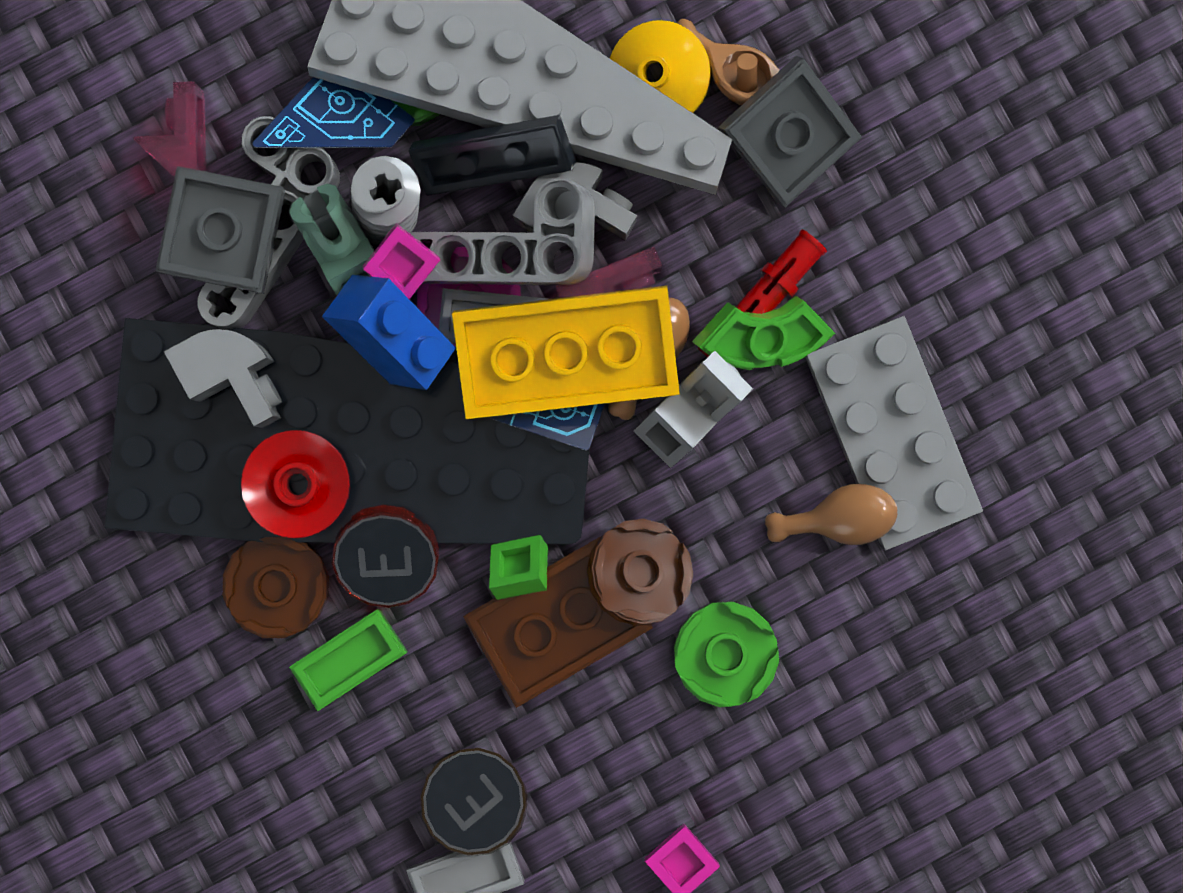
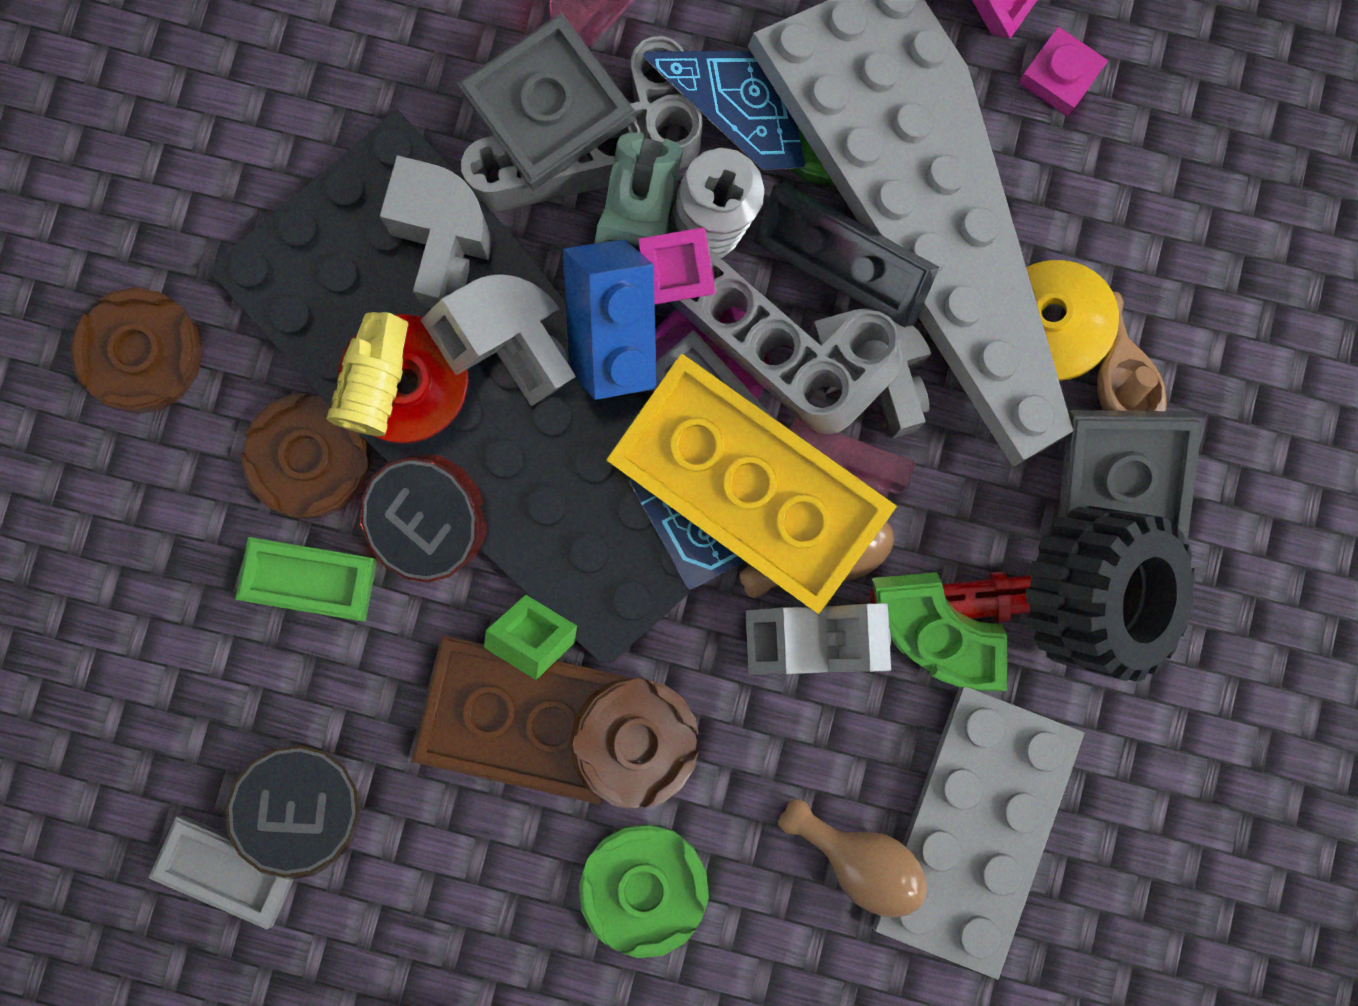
camera: 40 degrees right, 5 degrees down
(108, 618) = (136, 350): none -> reddish brown tile
(276, 500) = (370, 375): none -> light yellow hinge
(326, 390) = (505, 318): none -> light grey brick
(842, 218) = (1111, 592): none -> black tyre

